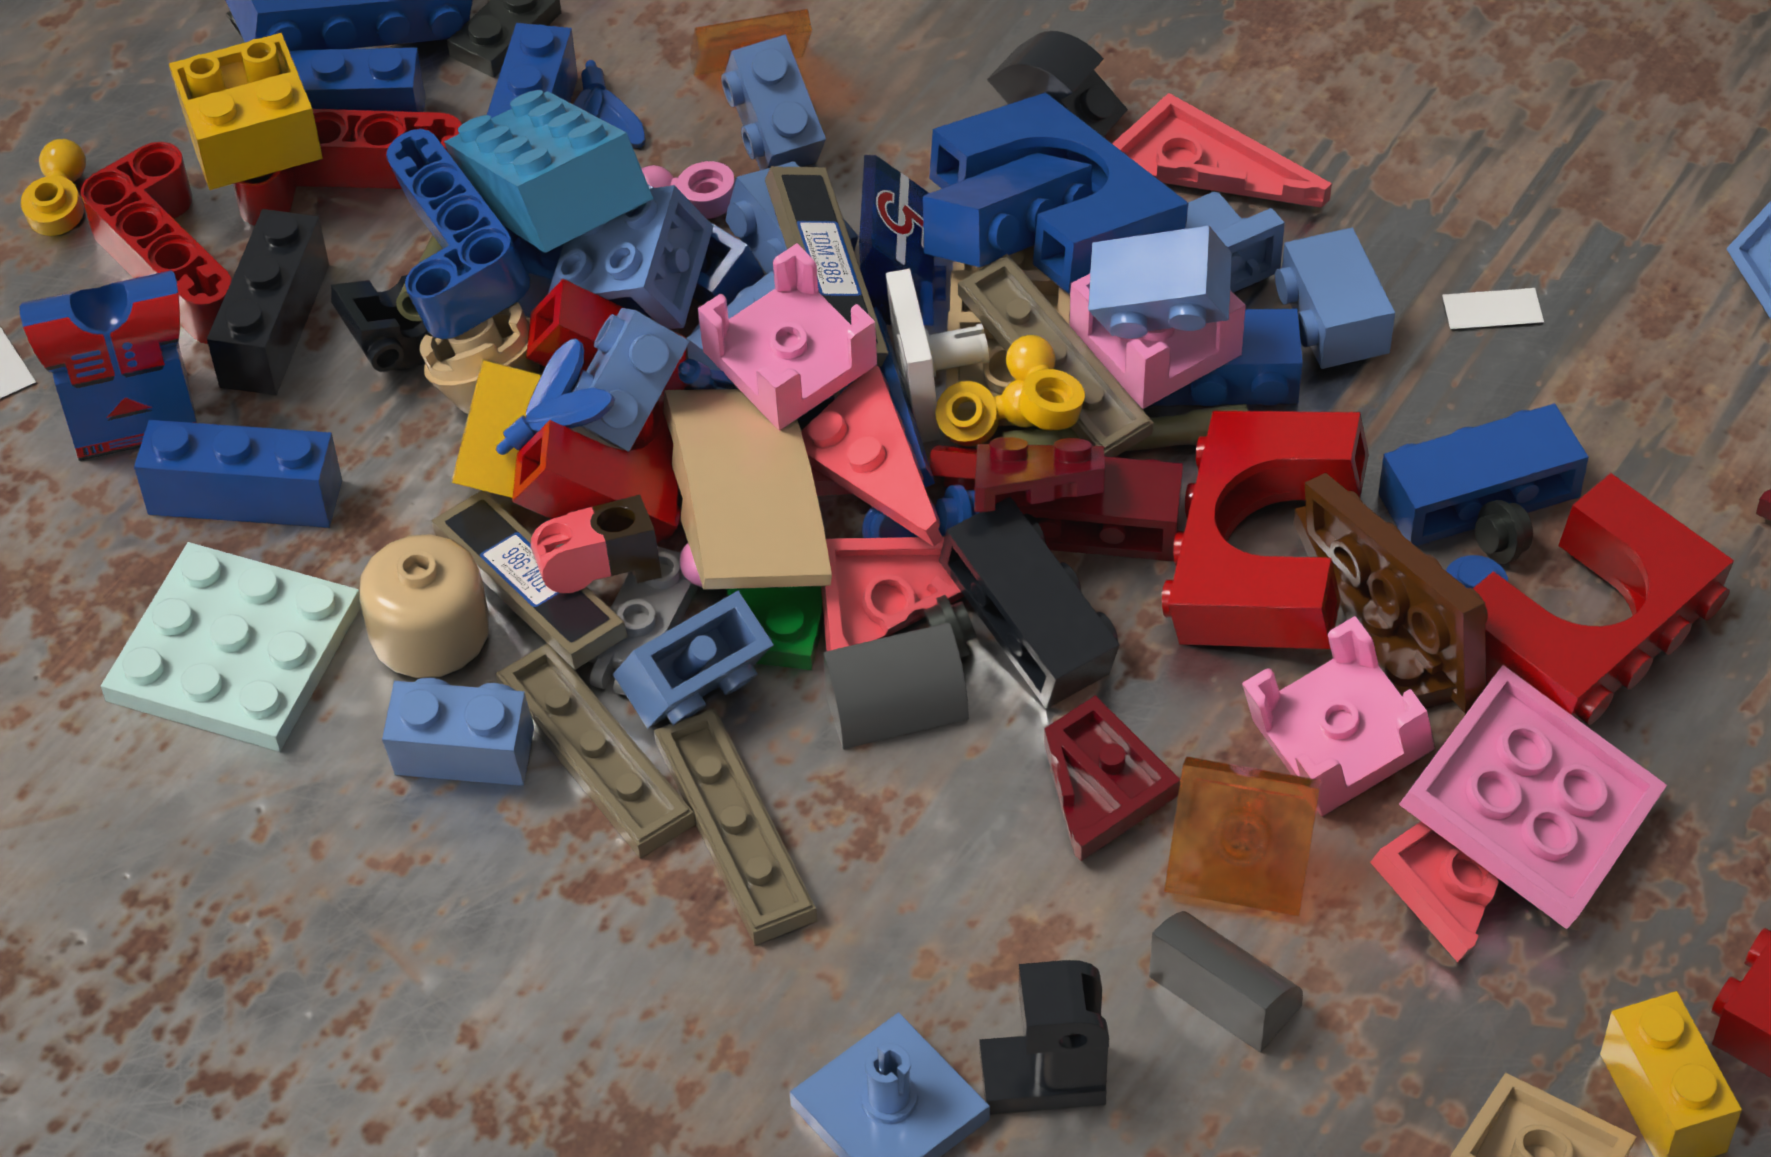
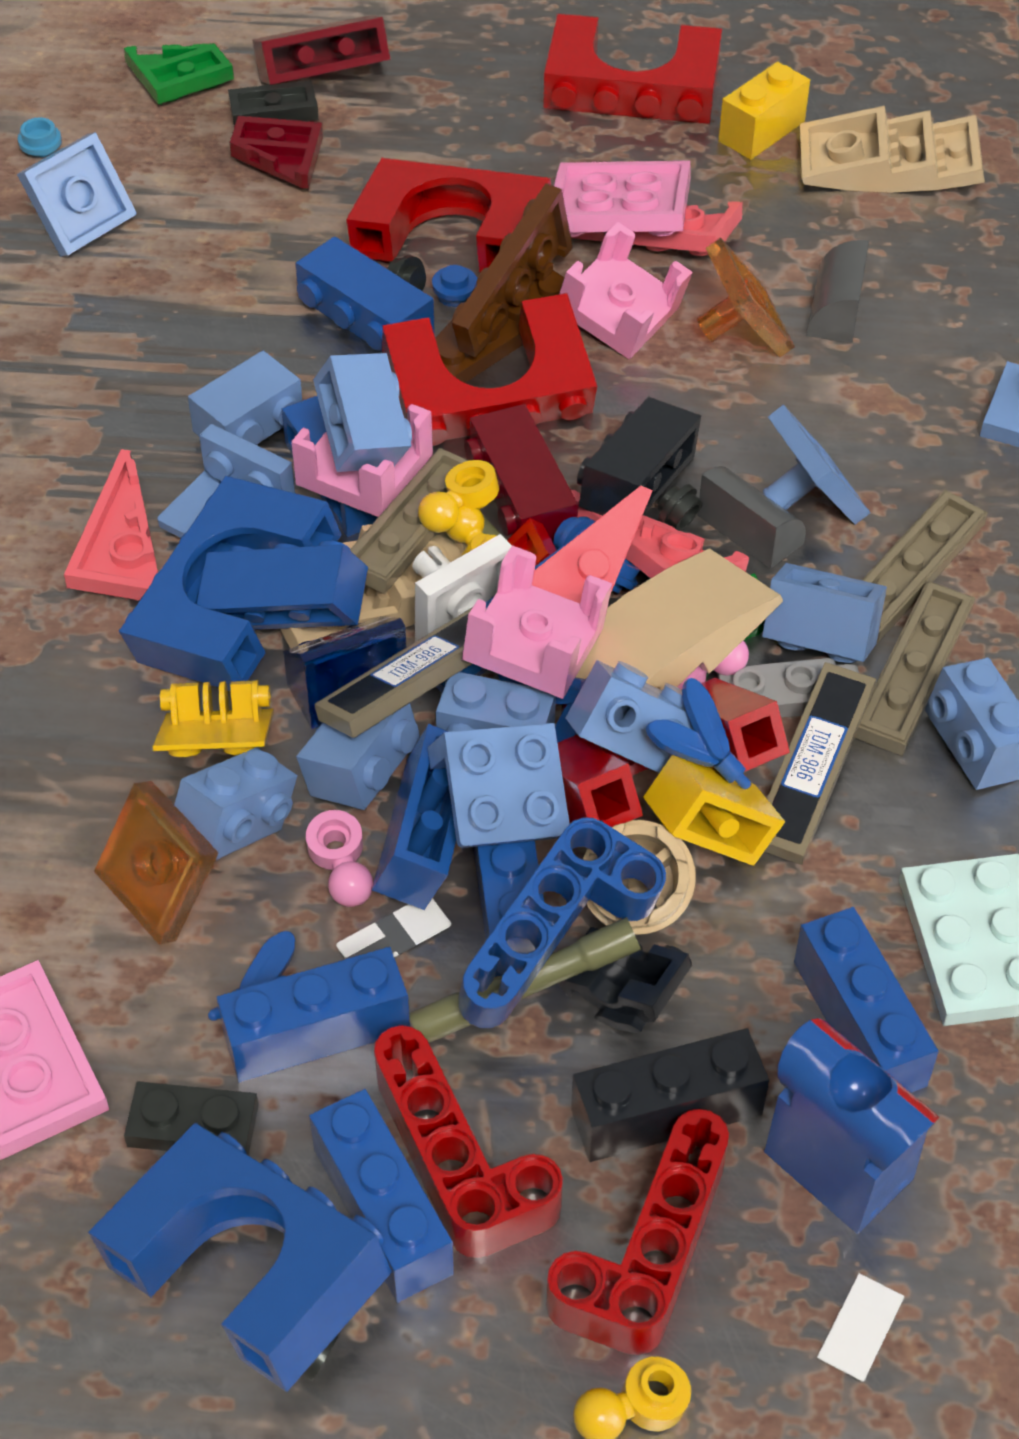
camera: 120 degrees left, 0 degrees up
(246, 111) = (501, 1181): yellow slope -> none
(424, 606) = (898, 795): tan head -> none
(549, 168) = (464, 849): dark azure brick -> none
(597, 545) = (800, 698): leg -> none
(886, 123) = (190, 730): none -> yellow hinge
(906, 760) = (813, 470): none -> medium blue tile
(1043, 471) = (556, 462): dark red wing -> none
(1063, 1044) = (952, 326): black piece -> none
(1066, 72) = (89, 644): black brick -> none
(1104, 776) = (741, 393): dark red wing -> none
(1492, 308) = (185, 355): white sticker -> none

